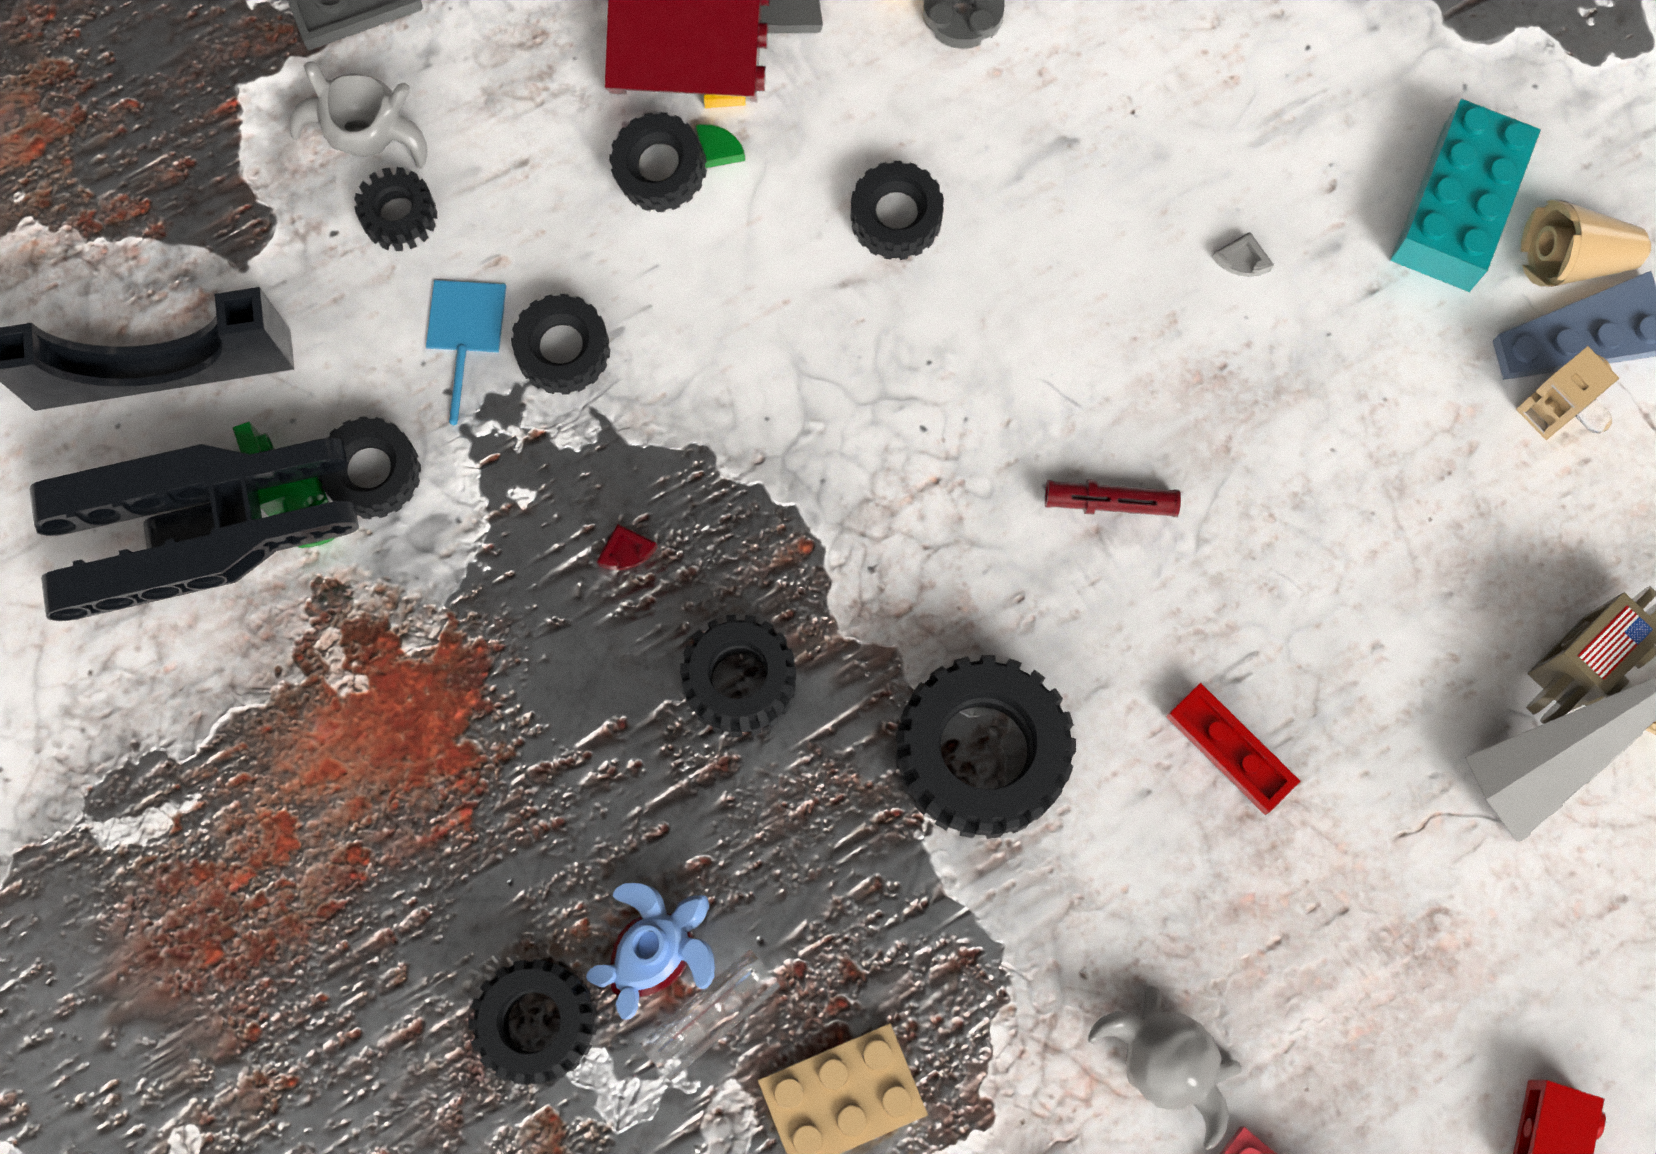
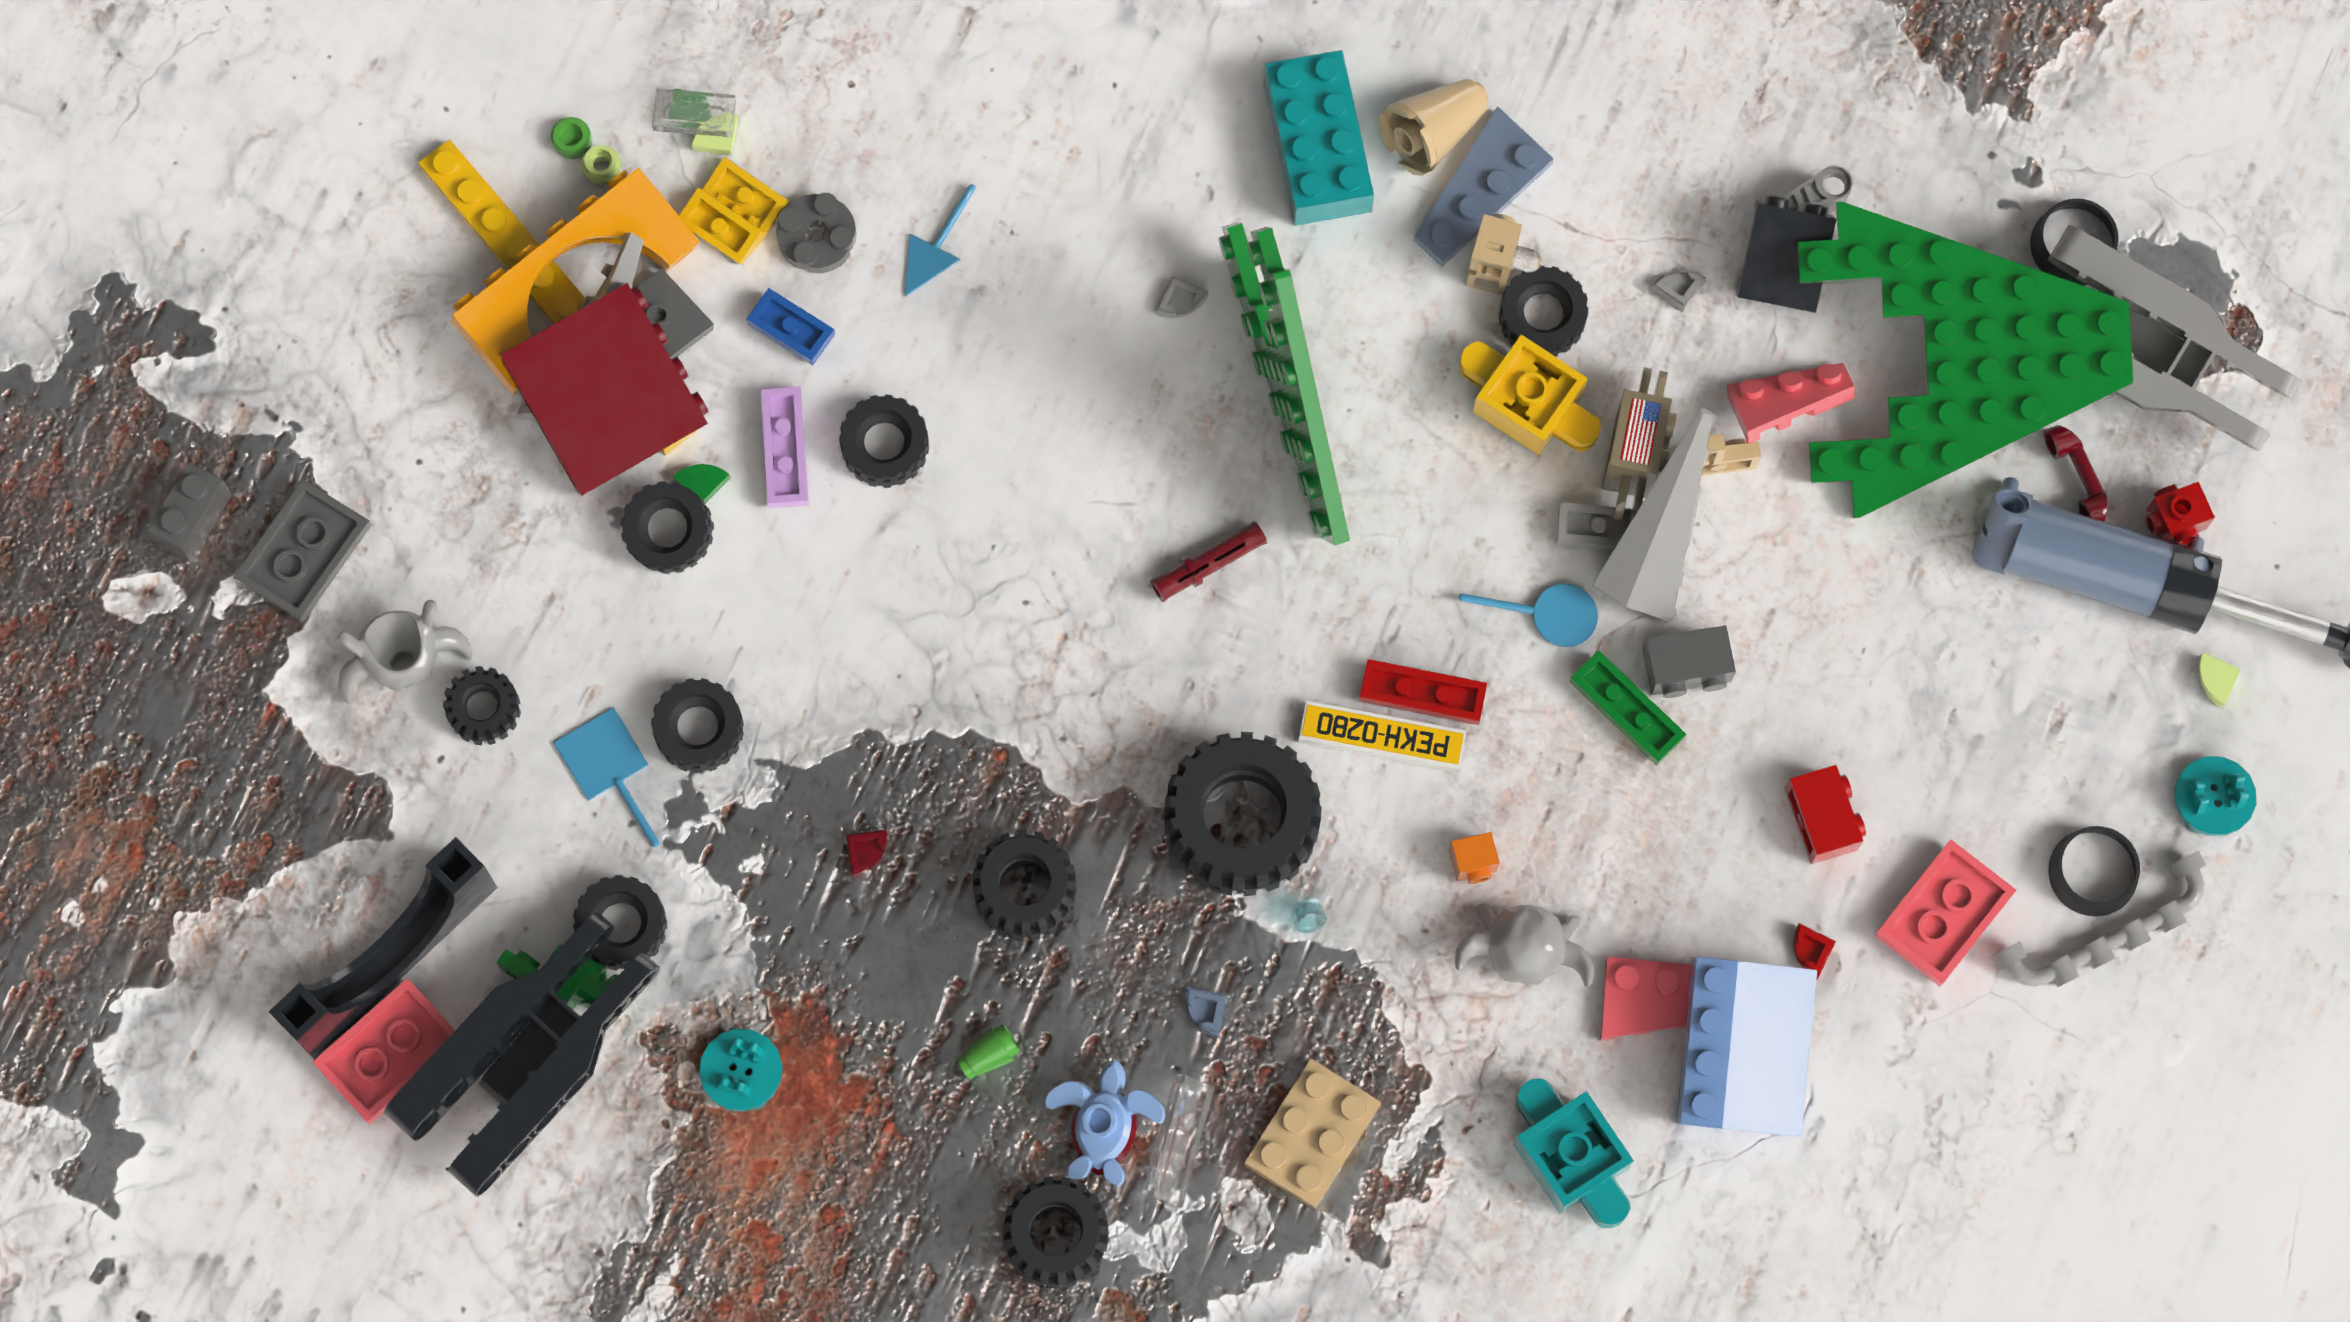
camera: 35 degrees left, 0 degrees up
(91, 434) = (384, 1050): none -> coral plate
(356, 682) = (734, 1088): none -> teal plate
(601, 807) = (989, 1052): none -> bright green cone
(807, 161) = (784, 447): none -> lavender plate
(825, 906) = (1206, 1009): none -> sand blue tile
(885, 67) = (790, 326): none -> blue plate
(981, 884) = (1310, 923): none -> clear light blue hinge
(1044, 89) = (928, 260): none -> dark azure piece
(1166, 764) = (1382, 736): none -> tile
(1177, 940) = (1474, 858): none -> orange plate
(1309, 357) = (1283, 358): none -> green wing
(1412, 764) = (1561, 614): none -> dark azure piece
(1422, 897) = (1627, 707): none -> green plate
(1497, 701) = (1590, 526): none -> light grey plate
(1514, 892) = (1689, 661): none -> dark grey brick
(1534, 531) = (1531, 380): none -> yellow brick
(1558, 505) = (1550, 282): none -> black tyre

